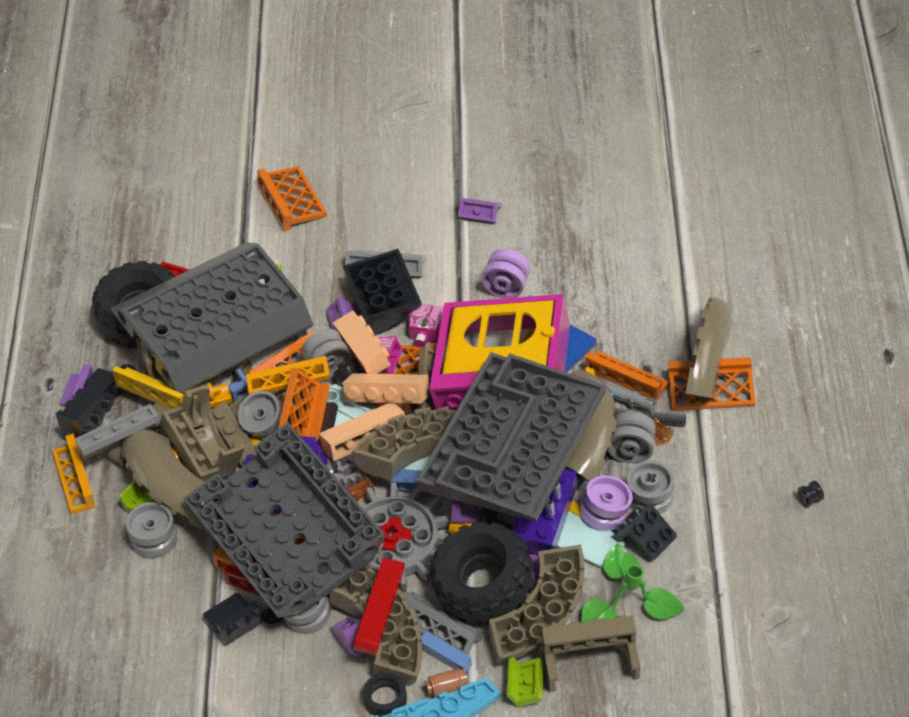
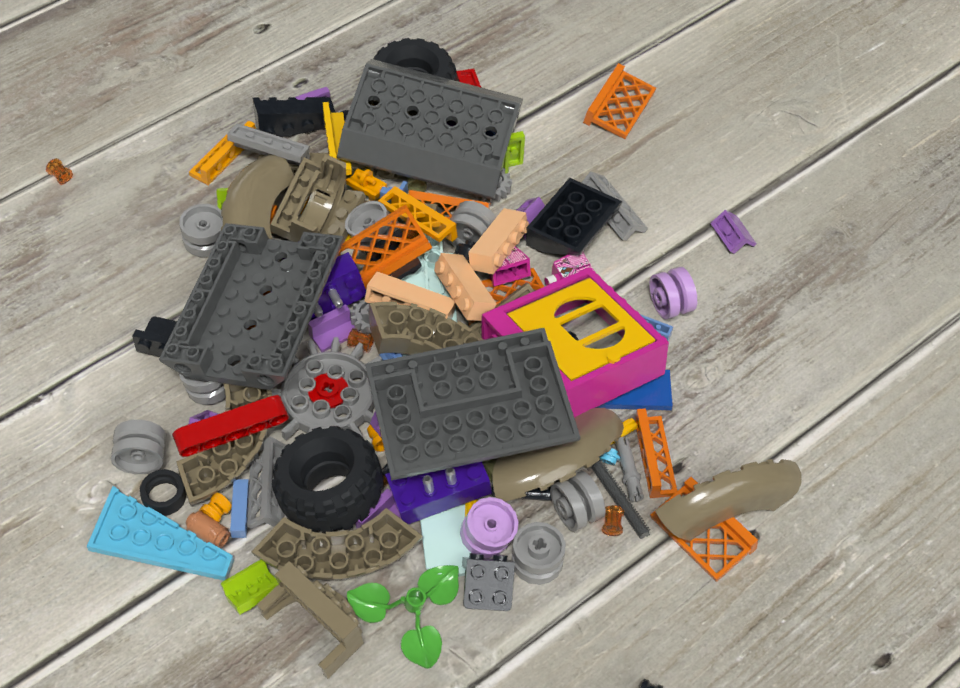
camera: 45 degrees right, 5 degrees up
(334, 684) = (138, 447): none -> light grey wheel
(432, 664) = (217, 507): none -> light orange wheel

